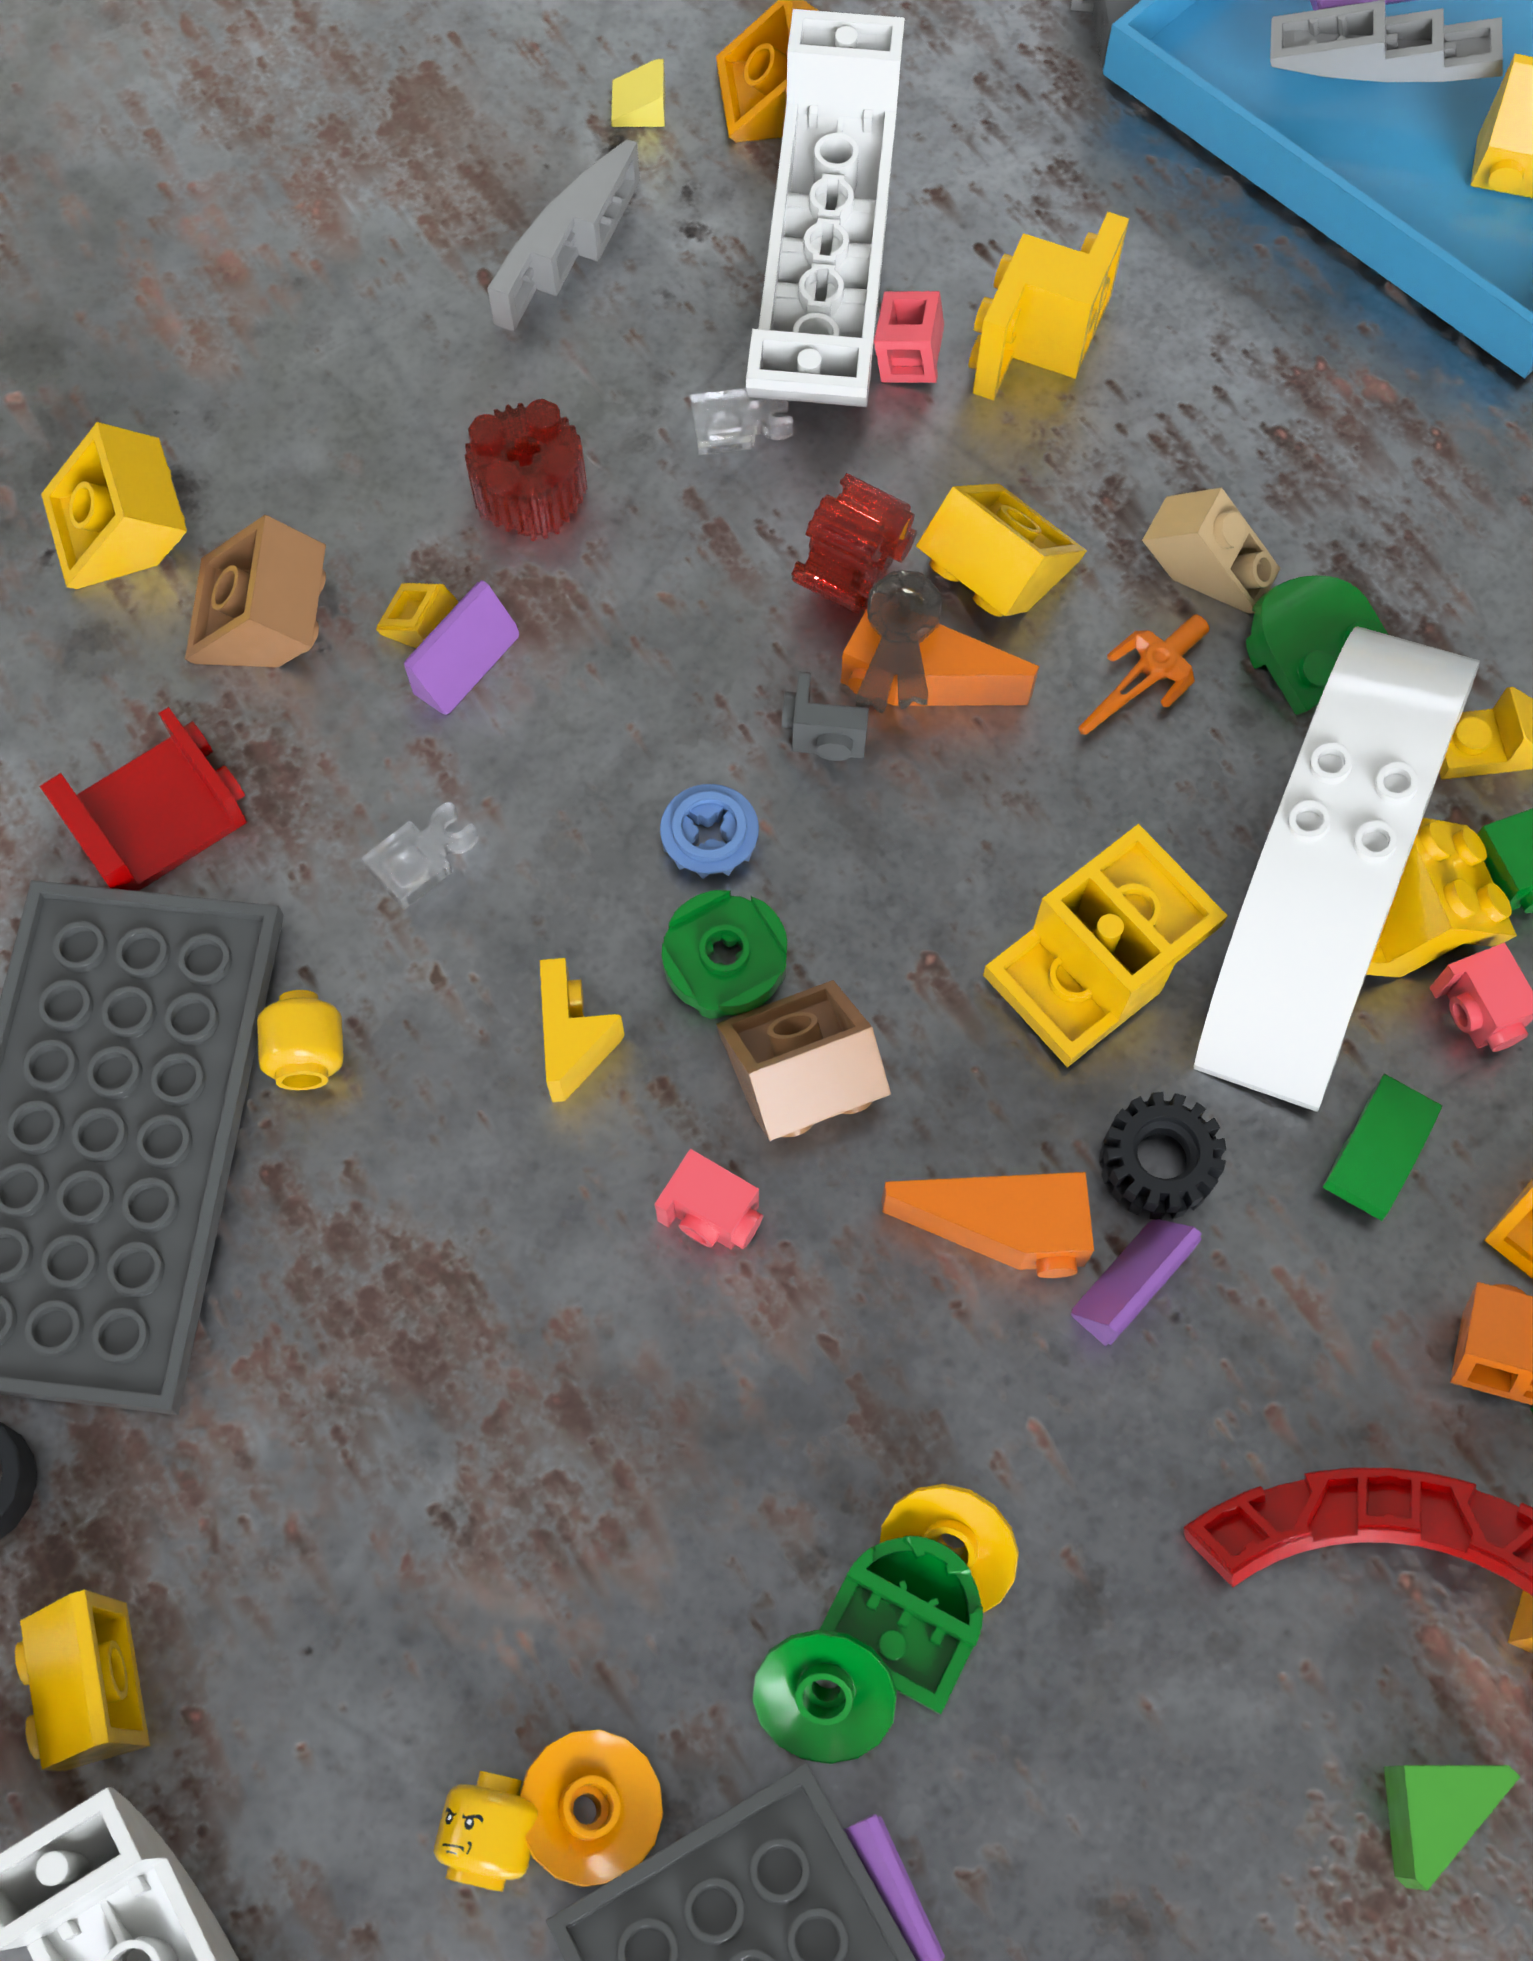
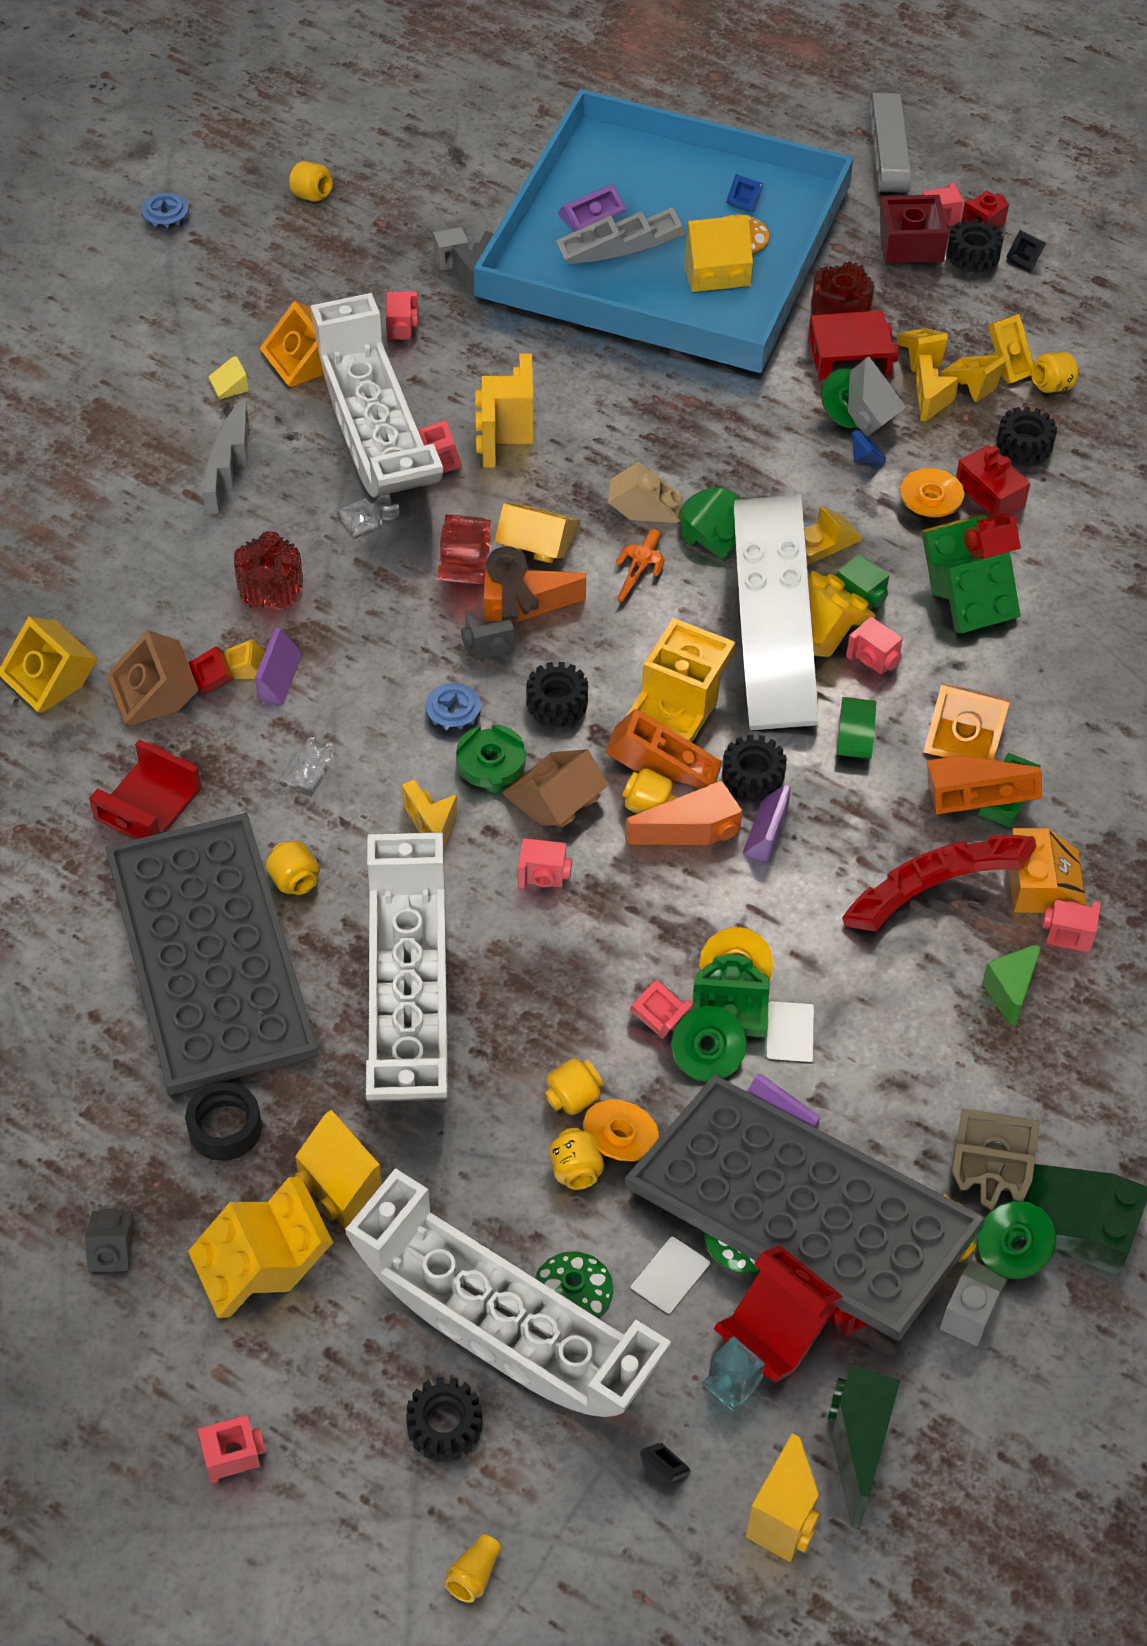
camera: 25 degrees left, 15 degrees down
(349, 1379) = (407, 969): none -> white slope
(353, 615) = (210, 670): none -> red plate
(552, 1678) = (573, 1086): none -> yellow head
(777, 1586) = (660, 1009): none -> coral bracket
(897, 842) = (557, 679): none -> black tyre
(952, 1136) = (647, 791): none -> yellow head
(963, 69) = (401, 315): none -> coral brick
(989, 1716) = (790, 1031): none -> white sticker
(1015, 1065) = (647, 744): none -> orange slope

